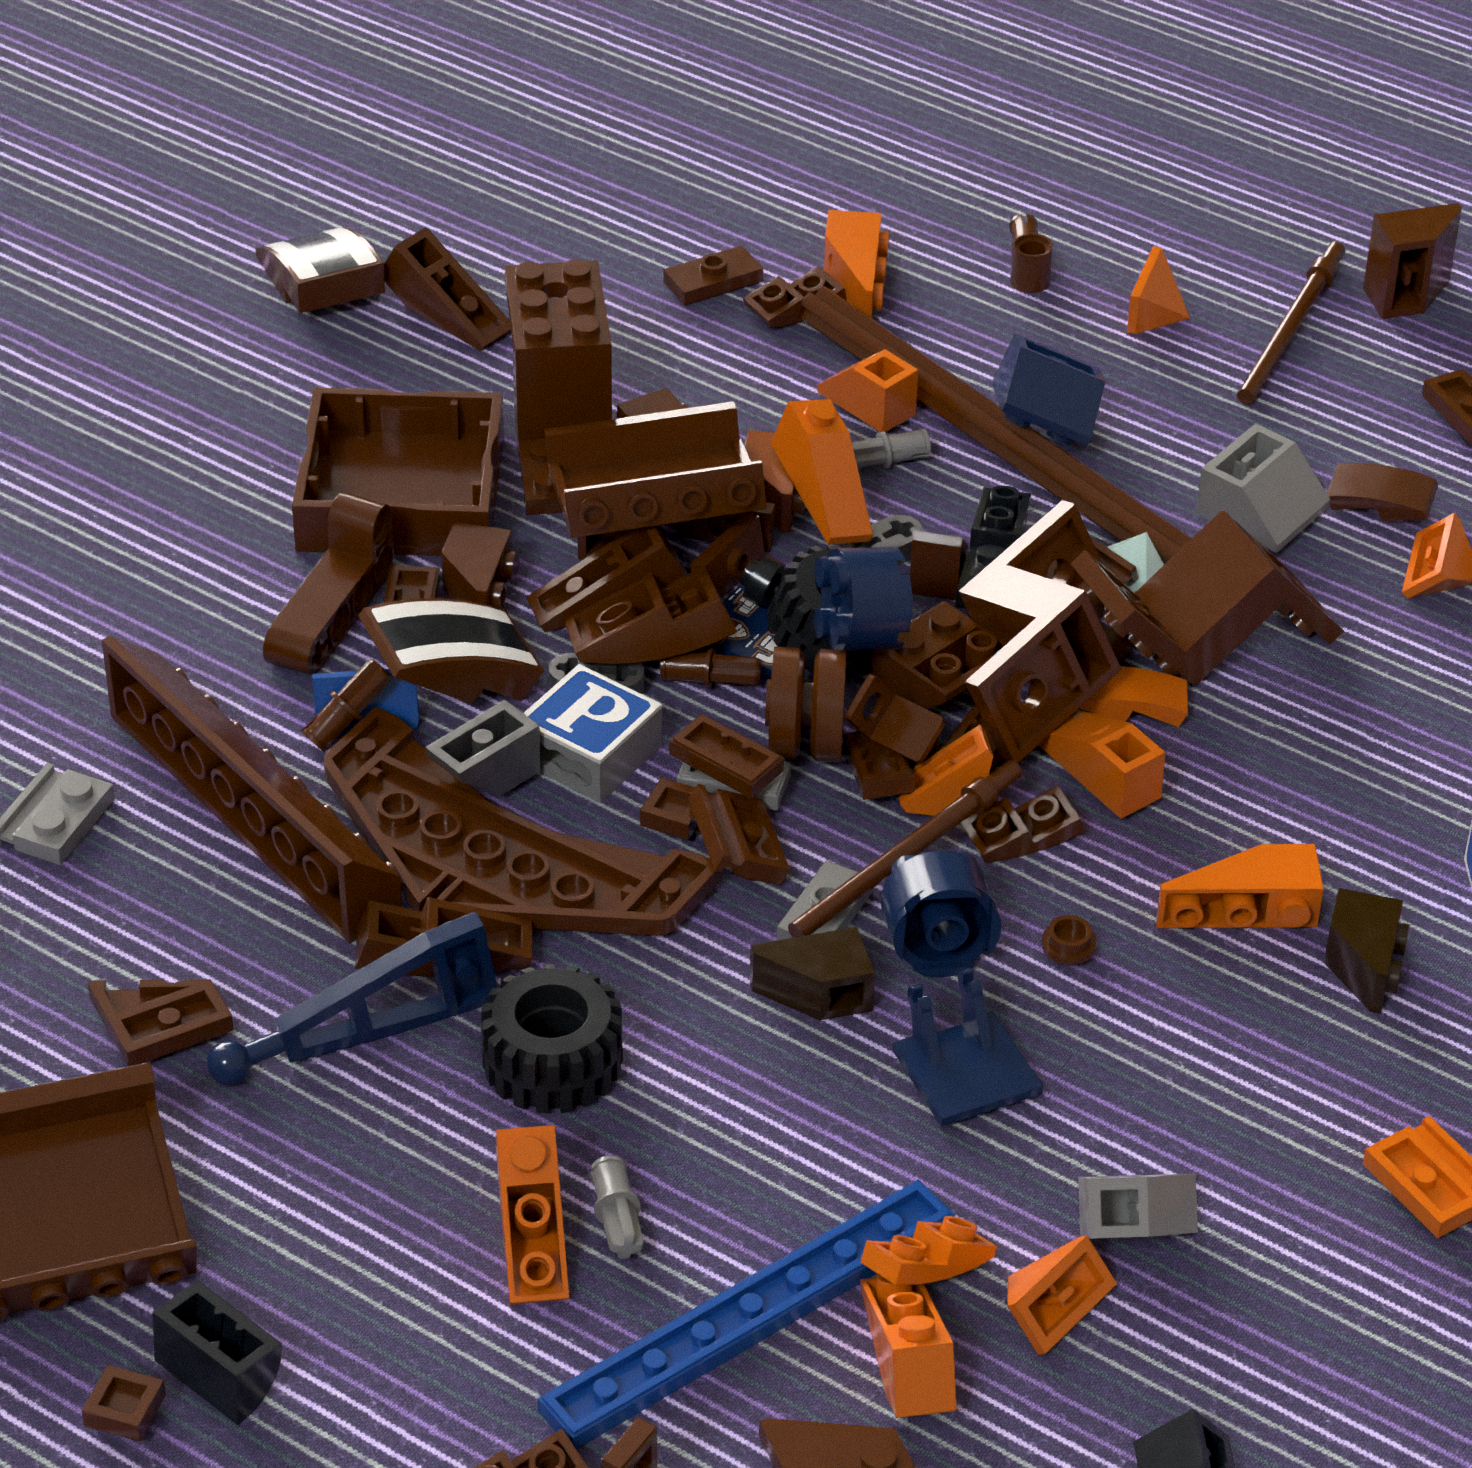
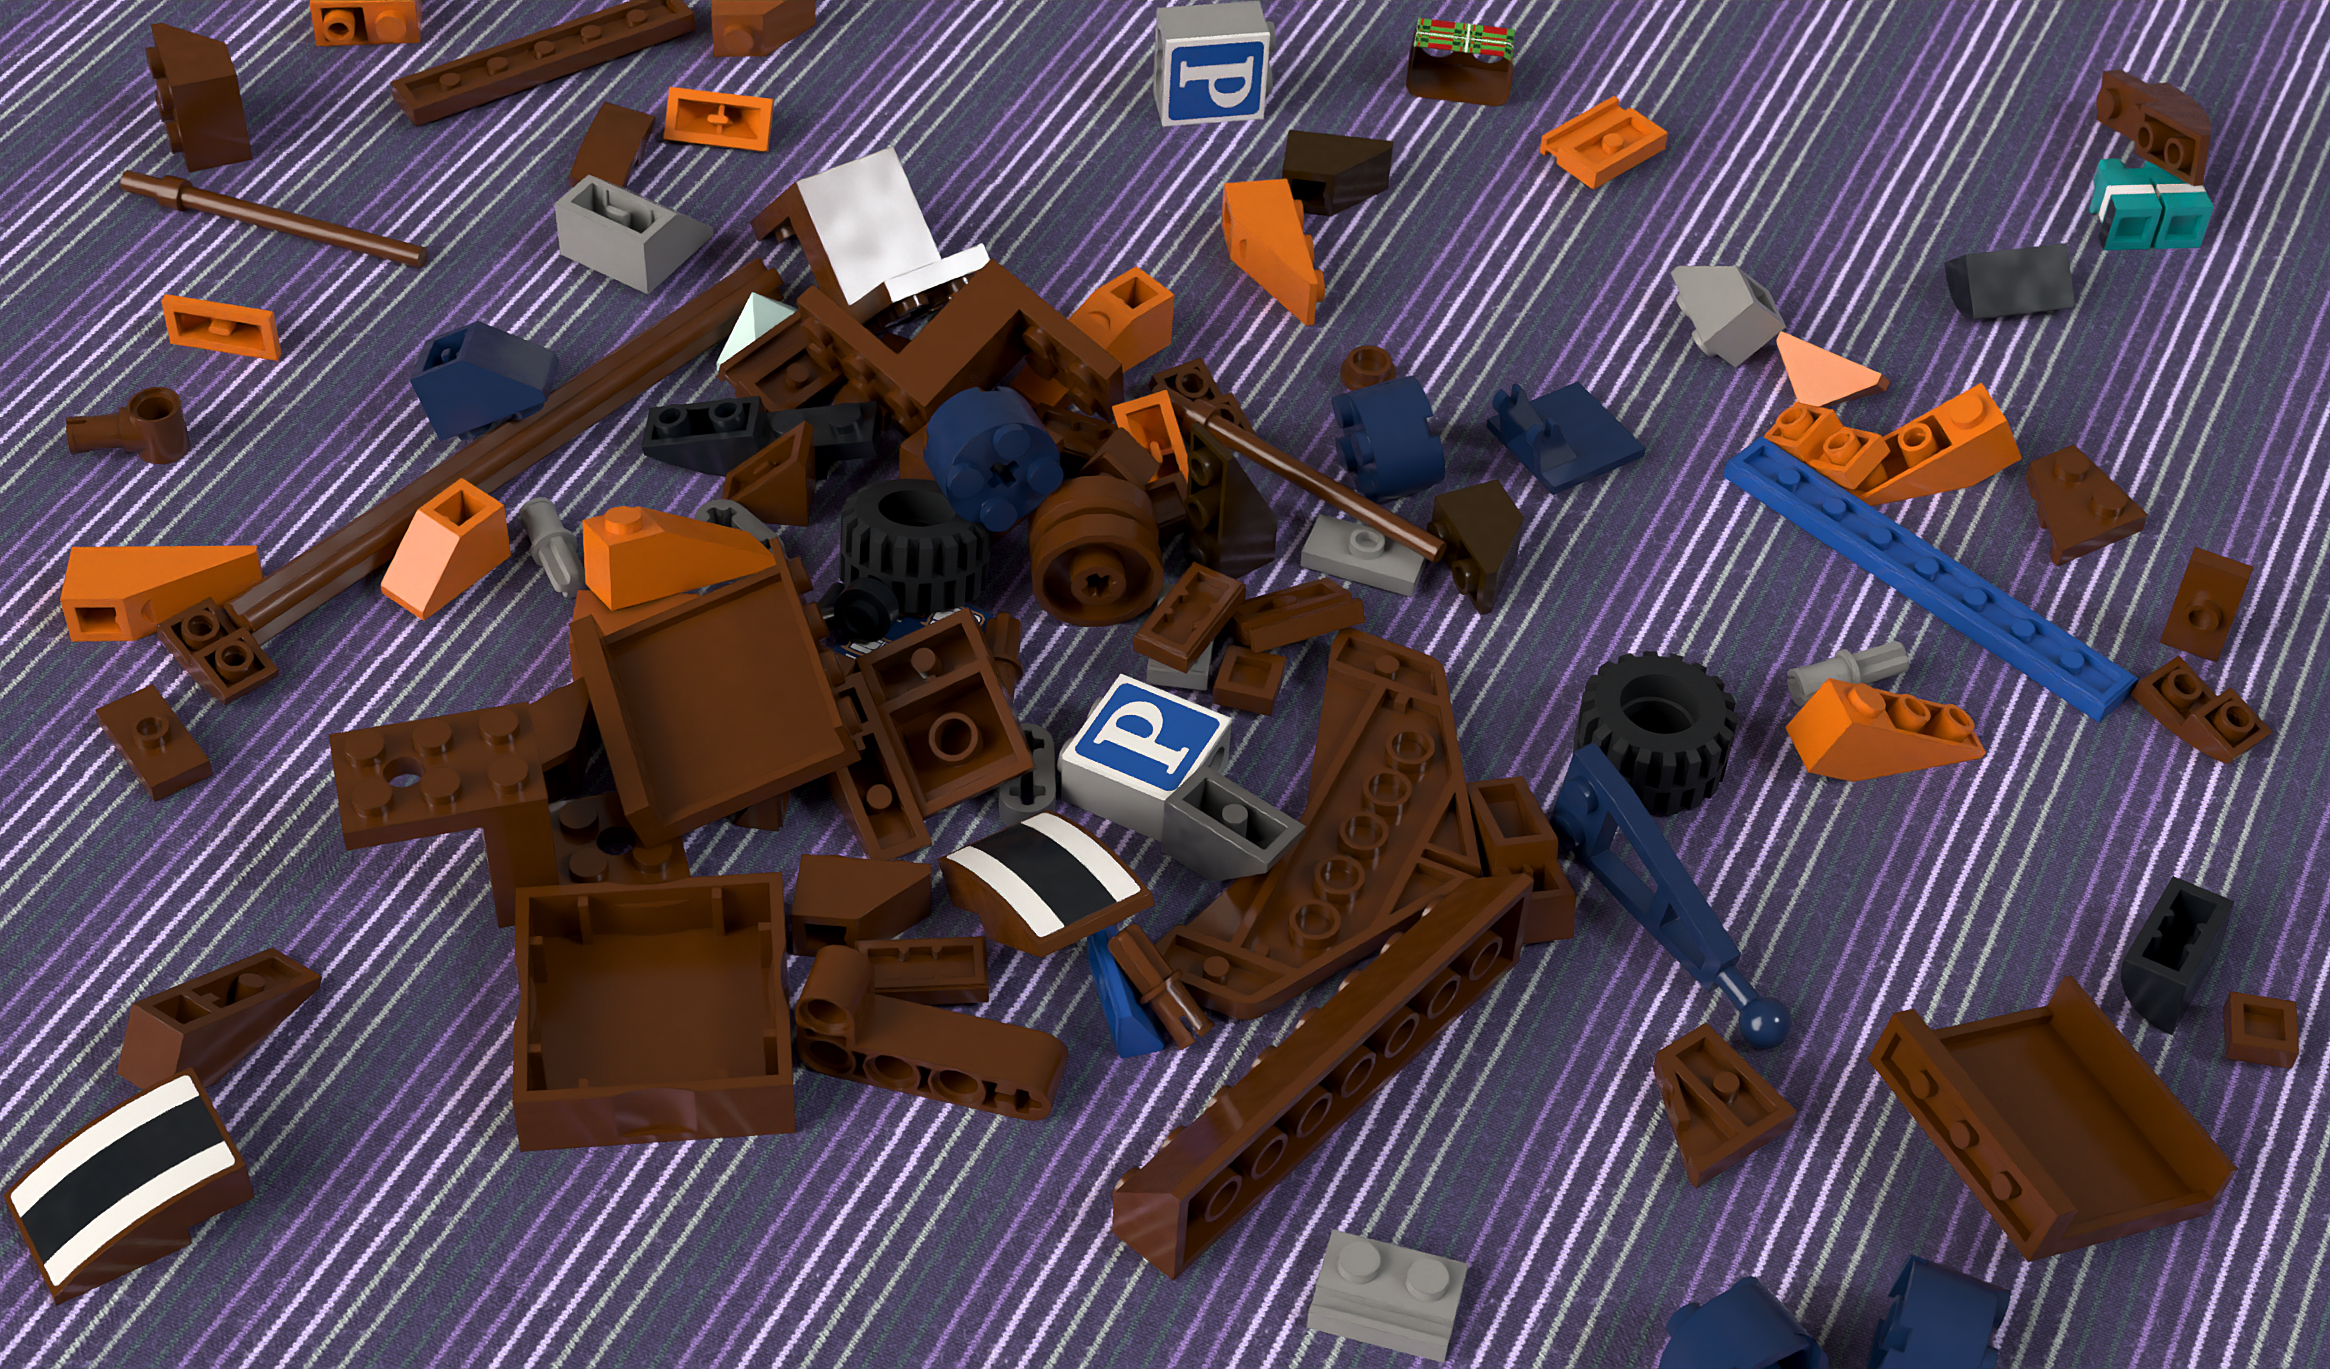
camera: 100 degrees left, 5 degrees up
(843, 777) = (1225, 514): none -> dark brown slope

